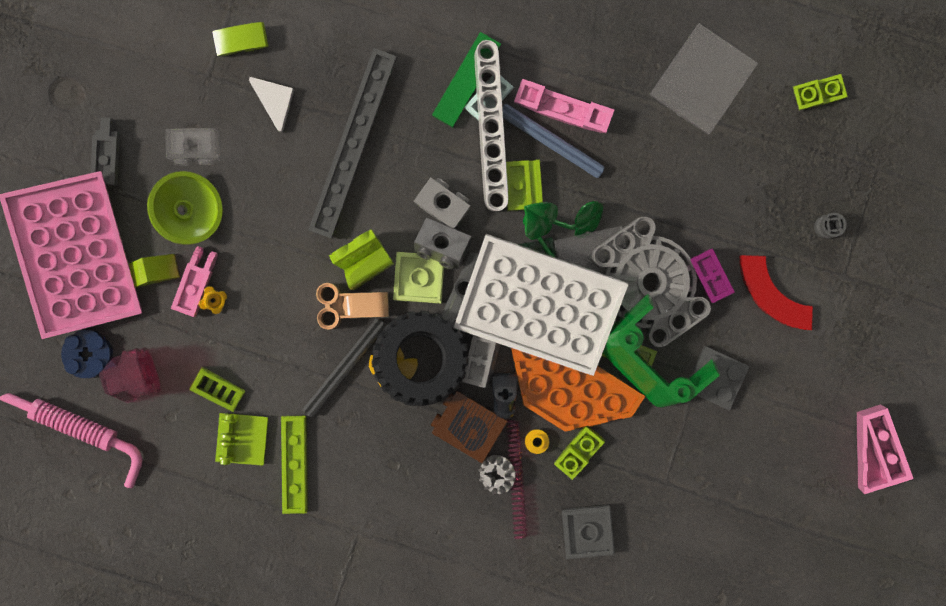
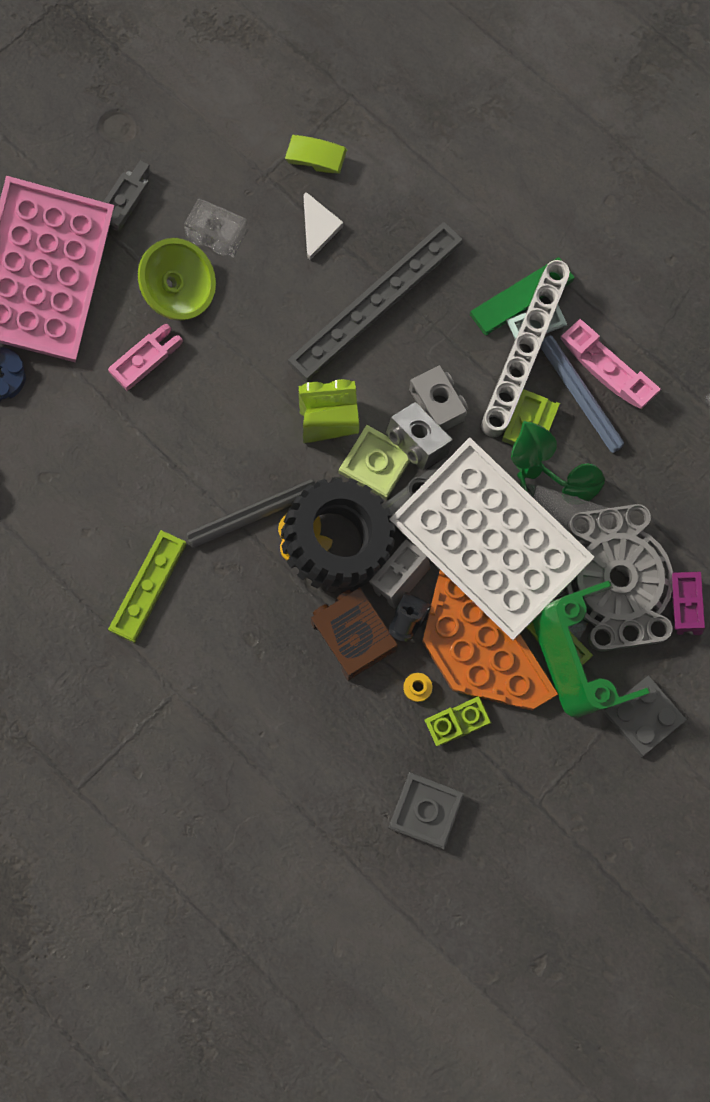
camera: 25 degrees right, 15 degrees down
(131, 376) = (32, 411): clear pink piece -> none
(154, 270) = (110, 325): lime slope -> none
(213, 397) = (96, 452): lime slope -> none
(219, 302) = (162, 382): yellow plate -> none
(241, 439) = (107, 533): lime hinge -> none
(351, 305) = (291, 453): light nougat piece -> none
(504, 469) = (355, 711): light grey gear -> none
(517, 479) = (356, 755): clear pink piece -> none

